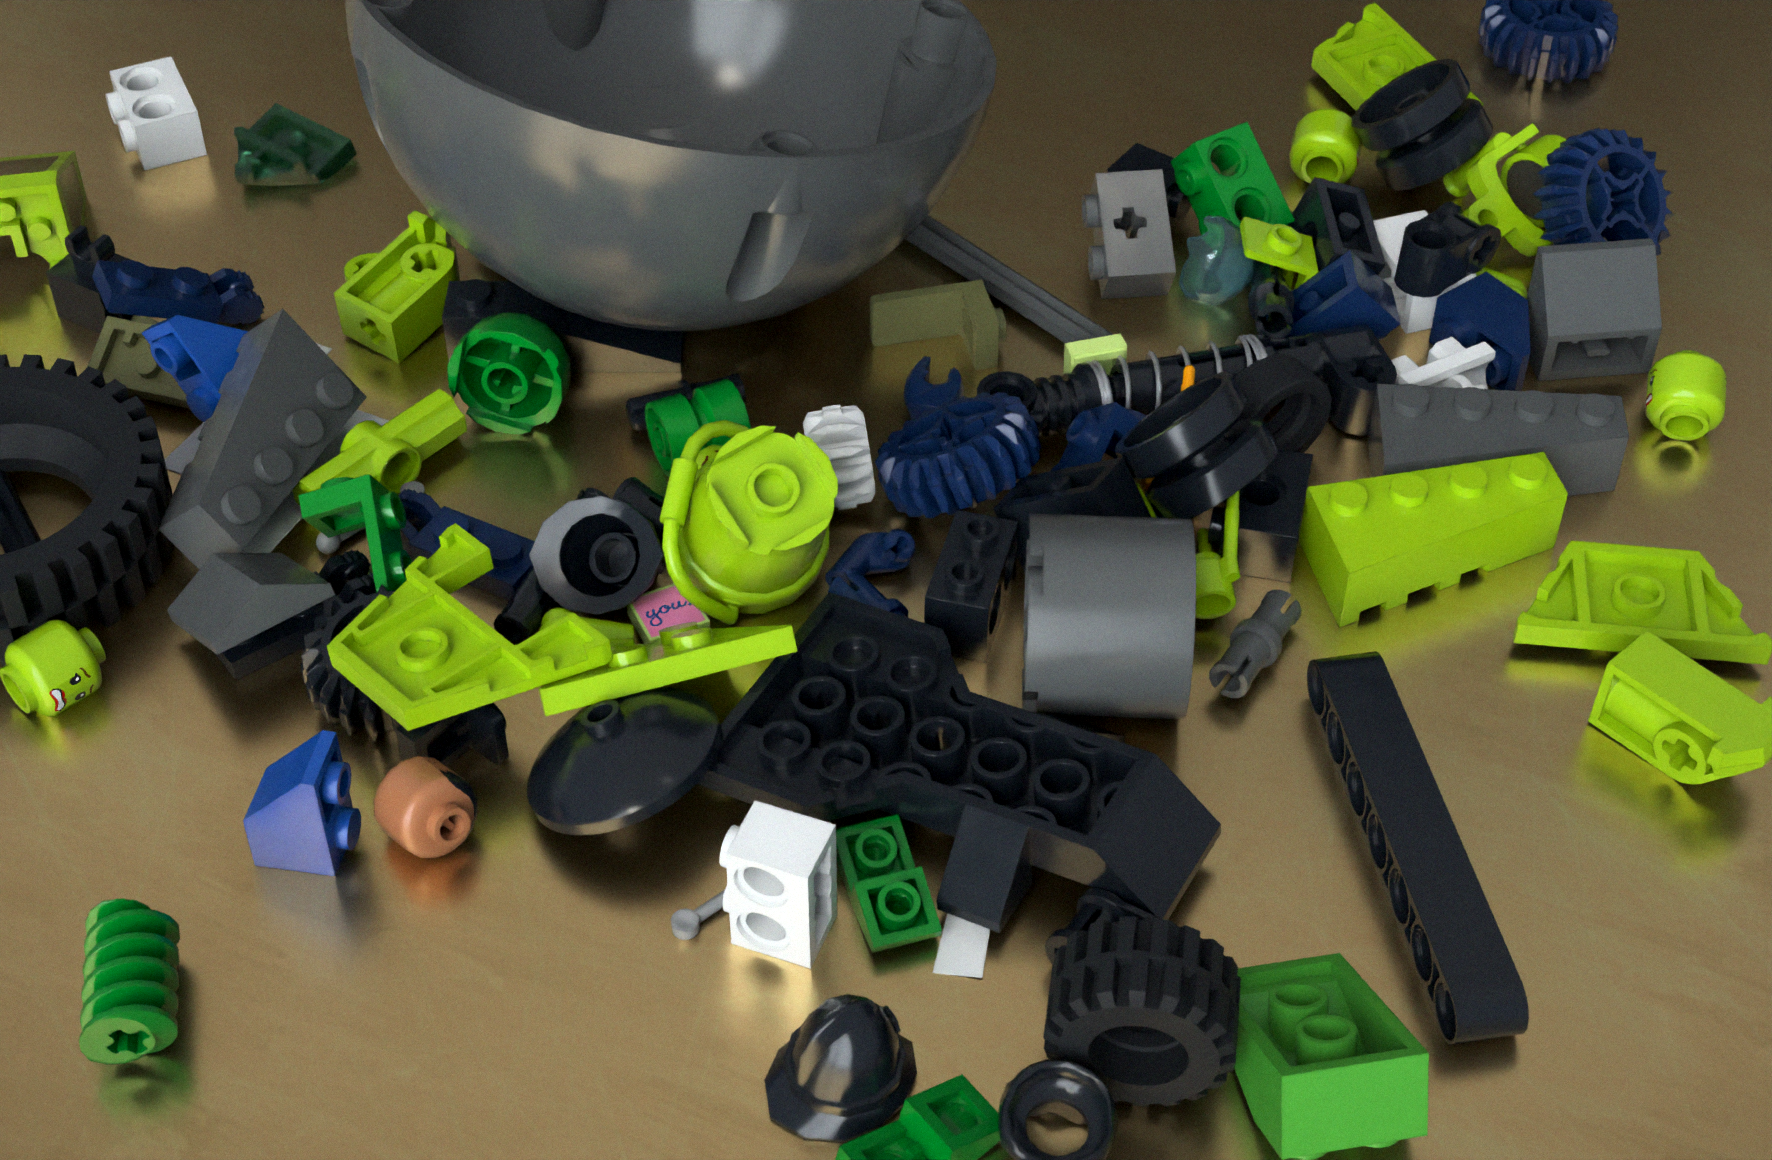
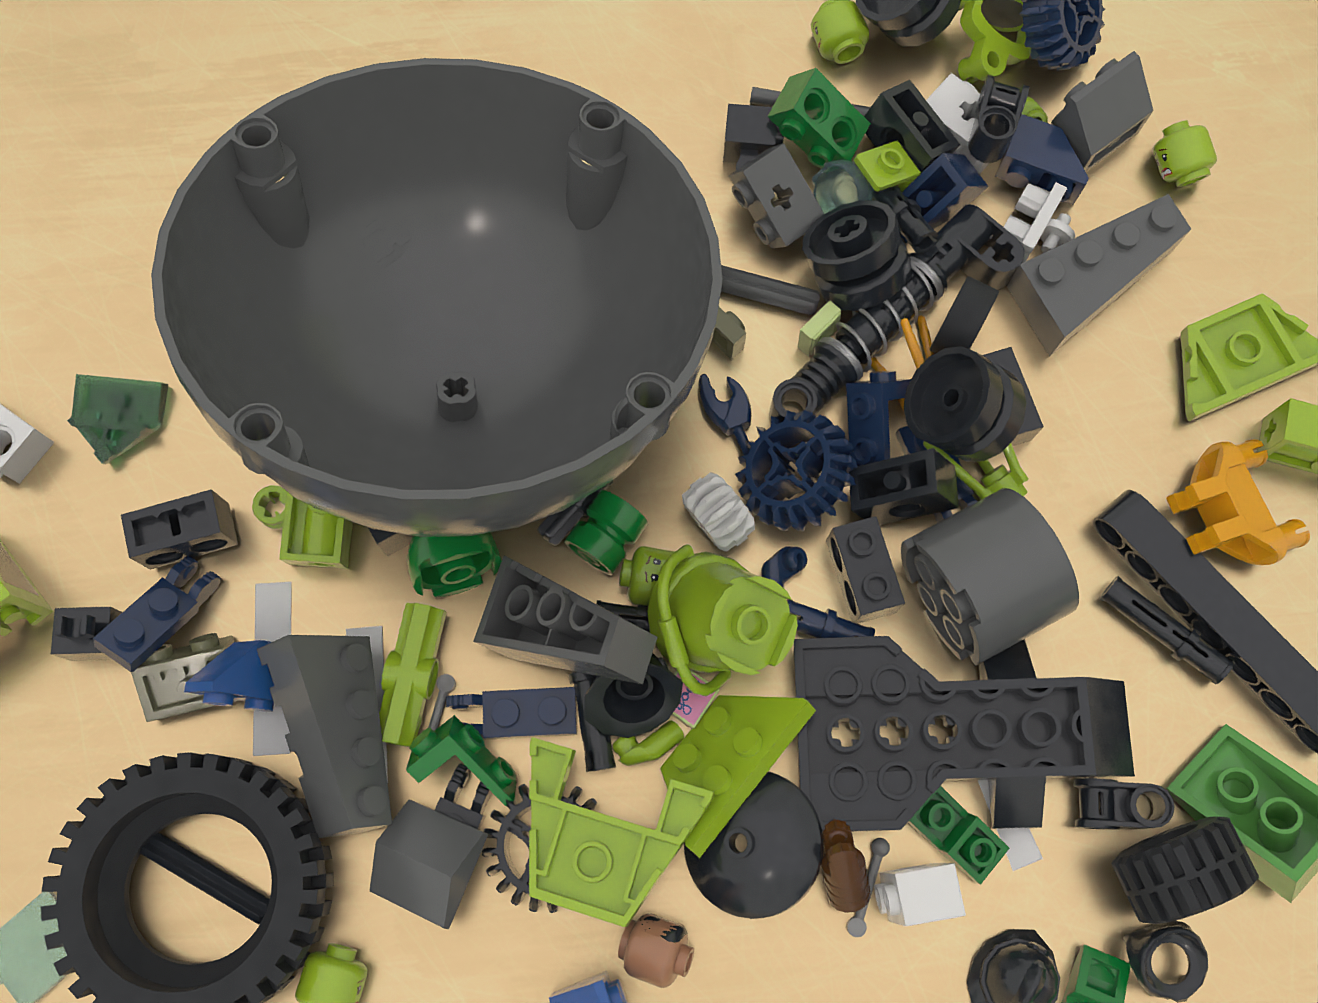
camera: 30 degrees left, 30 degrees up
(265, 237) = (179, 529): none -> black brick
(566, 449) = (557, 628): none -> dark grey wedge
(708, 812) = (844, 869): none -> reddish brown hinge
(1181, 299) = (857, 255): none -> black wheel
(1255, 643) = (1052, 503): dark grey pin -> none
(1336, 835) = (1181, 641): none -> black pin
(1426, 527) = (1094, 375): lime wedge -> none
(1492, 722) = (1234, 507): none -> light orange connector

